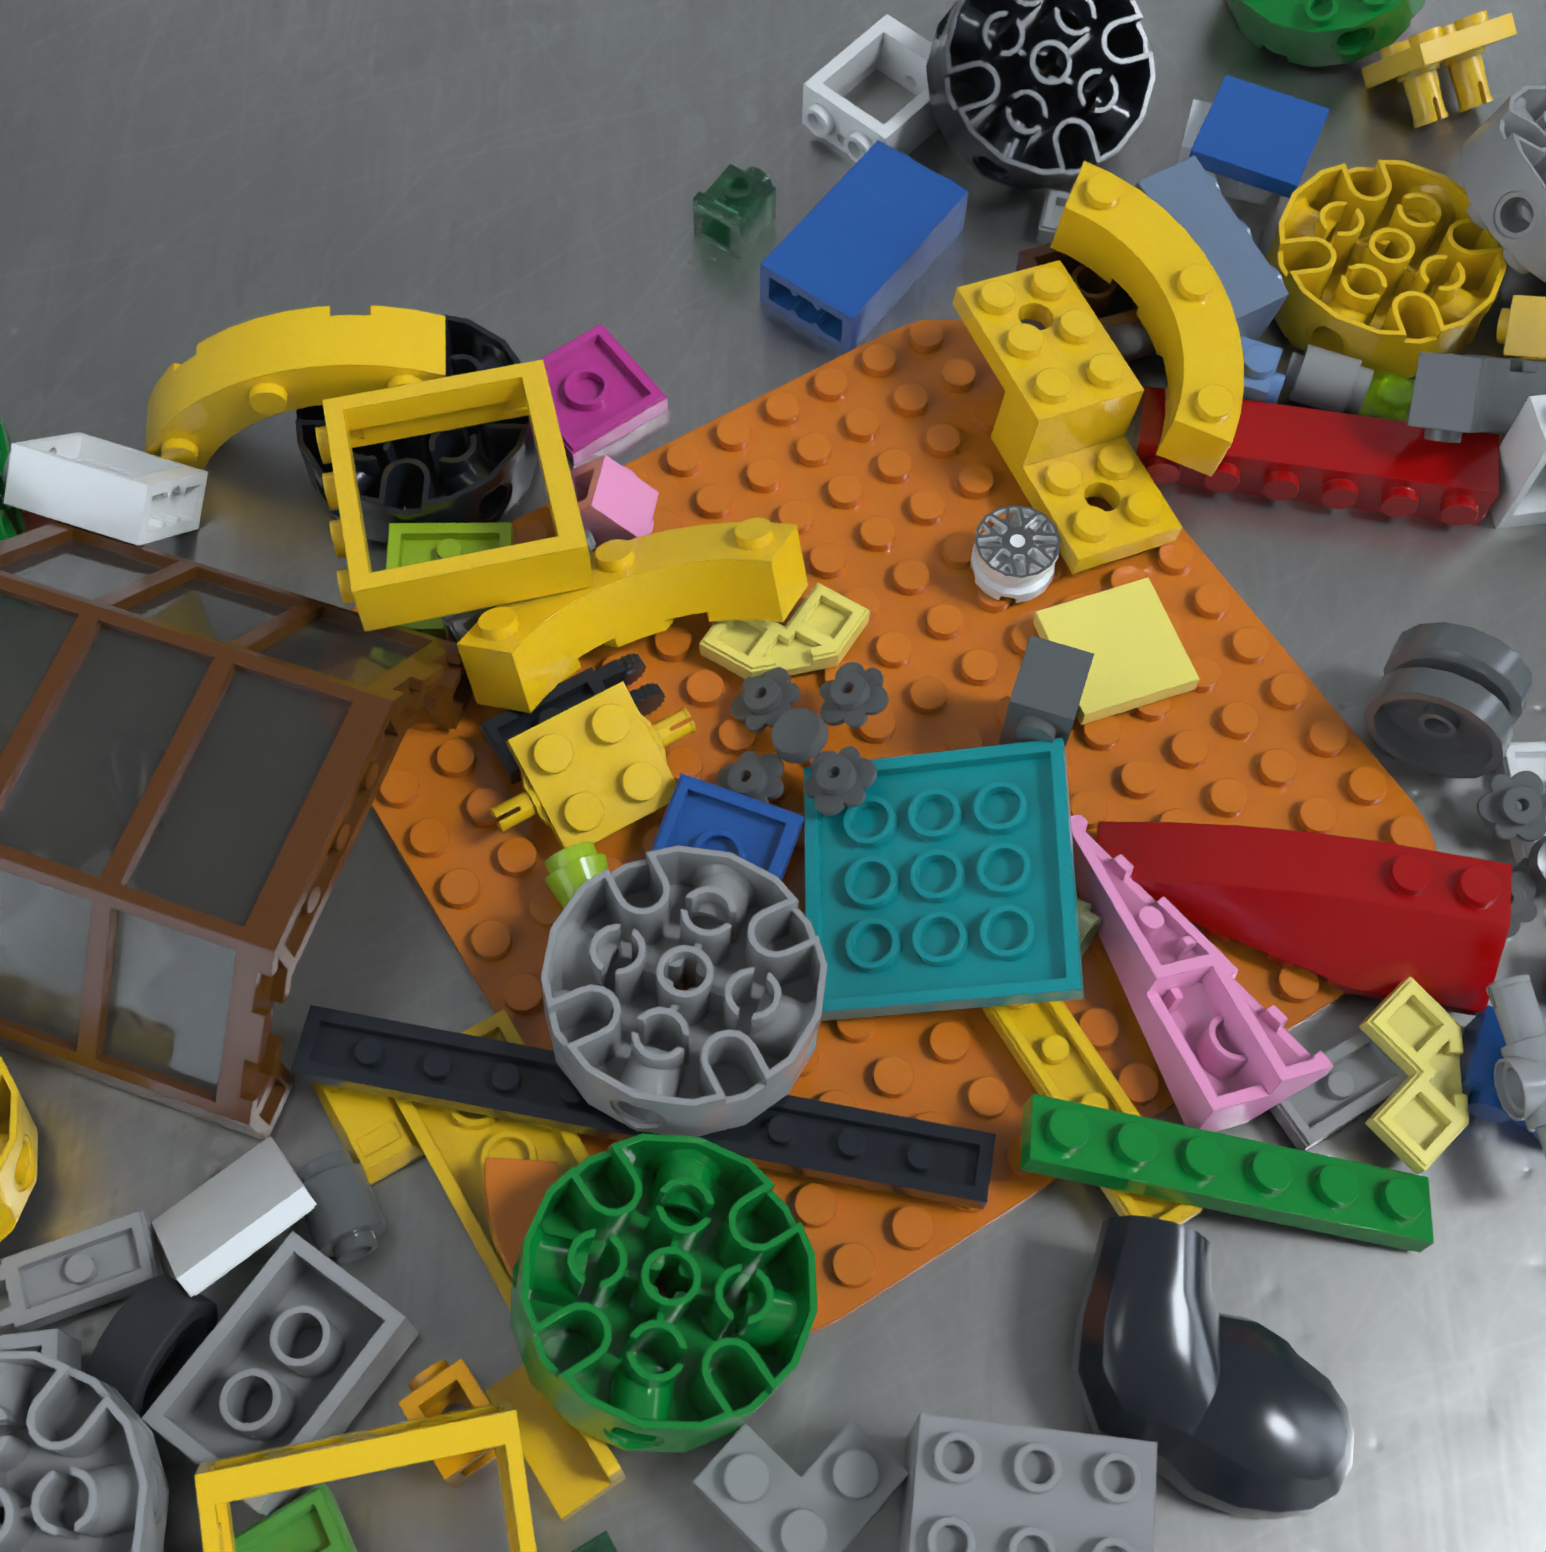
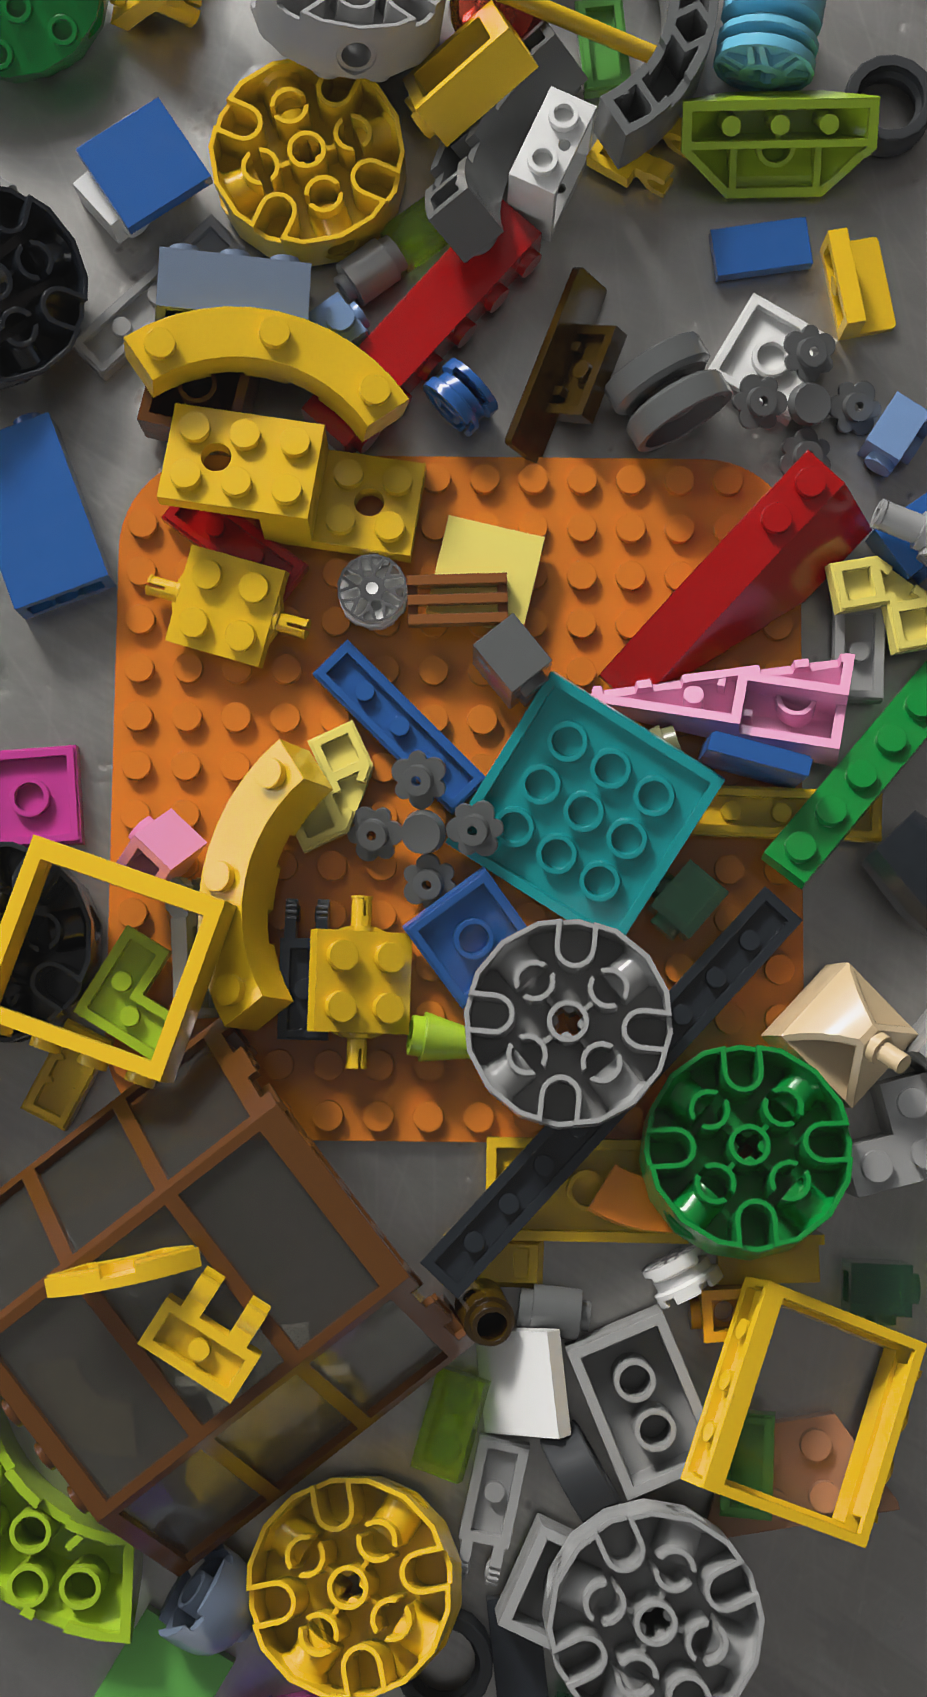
camera: 55 degrees left, 20 degrees up
(68, 766) = (201, 1345): none -> yellow plate
(111, 639) = (122, 1271): none -> yellow tile
(139, 1170) = (450, 1424): none -> clear neon green plate
(293, 1118) = (485, 1313): none -> dark brown brick
(312, 565) = (62, 1082): none -> yellow plate
(469, 1328) = (681, 1274): none -> white wheel
(883, 1335) = (843, 1032): none -> tan piece
(900, 438) = (227, 606): none -> yellow plate
(900, 649) = (395, 720): none -> blue tile
(915, 1056) = (684, 901): none -> clear green brick
(966, 421) = (236, 538): none -> red tile
(1081, 611) = (467, 580): none -> dark orange tile
(1128, 1019) = (754, 760): none -> blue tile
(1275, 522) = (460, 396): none -> blue wheel
(1375, 604) = (569, 369): none -> dark brown bracket

